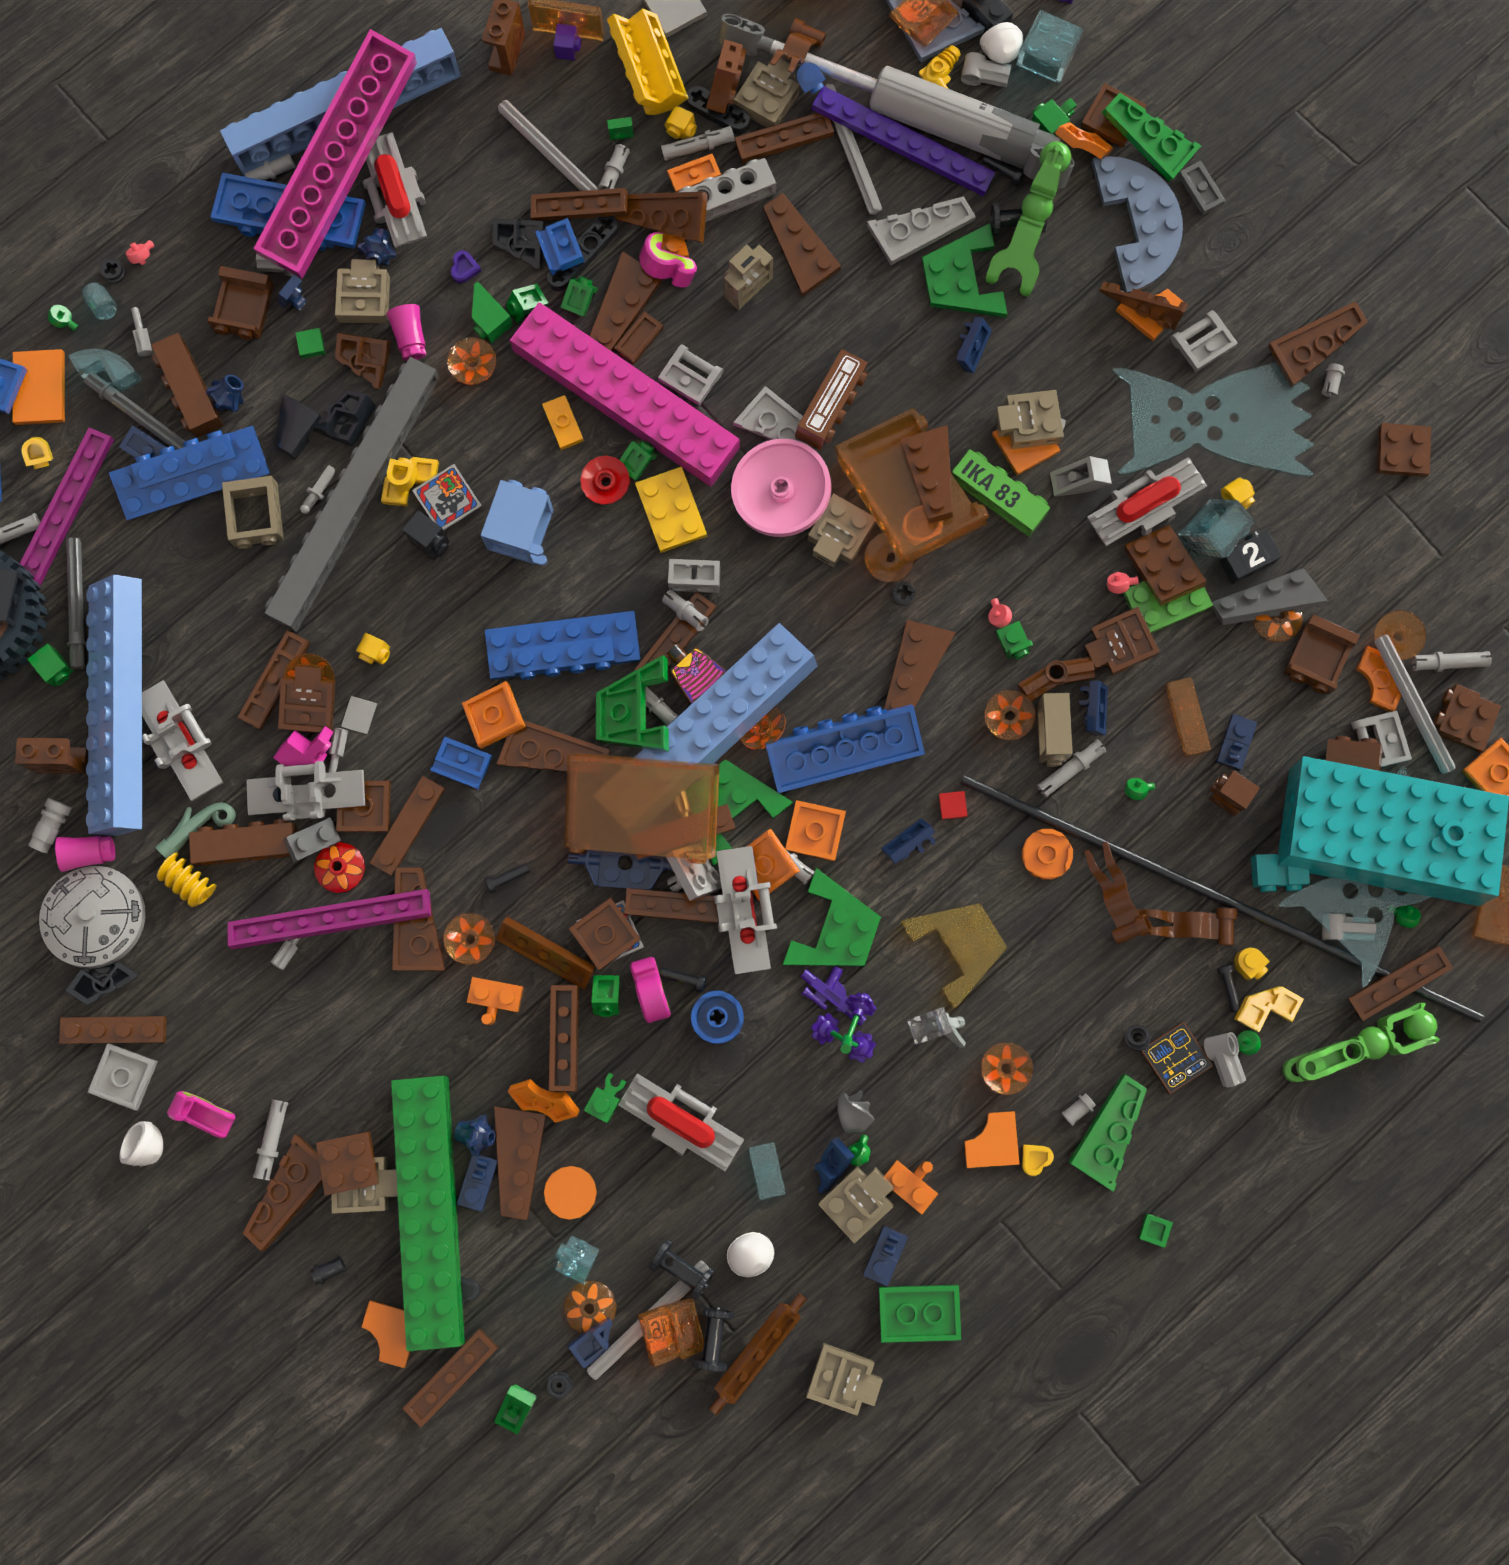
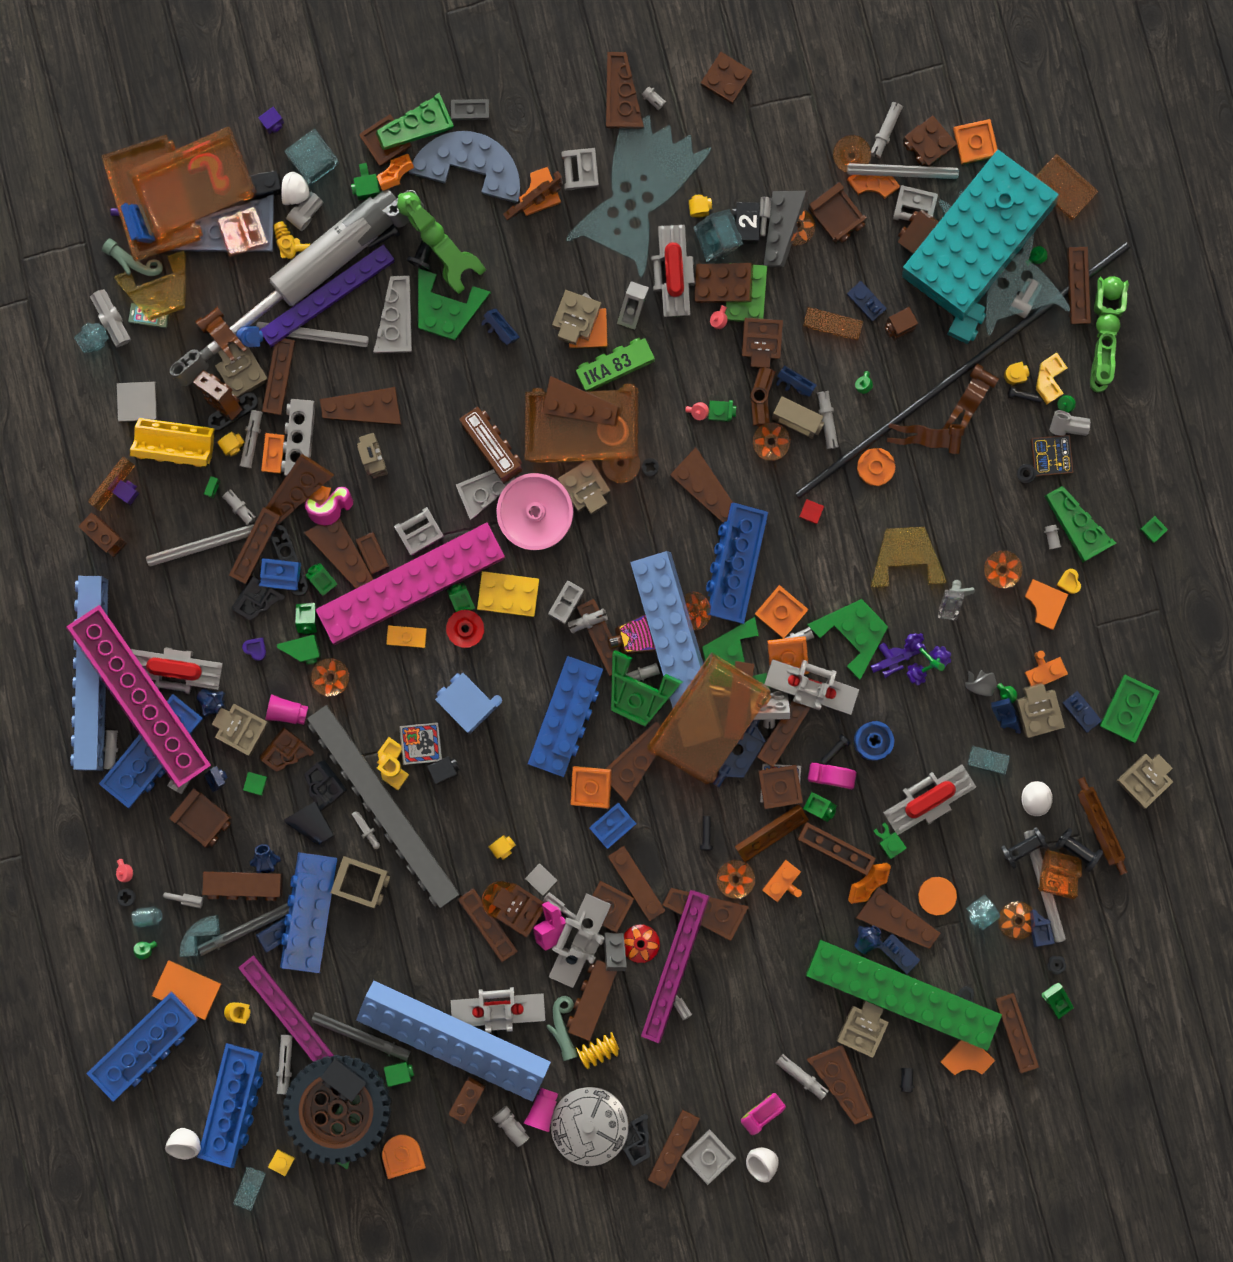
camera: 65 degrees left, 5 degrees up
(347, 1163) = (846, 1031): reddish brown plate -> none
(908, 840) = (820, 553): dark blue plate -> none
(1272, 571) = (764, 213): none -> light grey axle

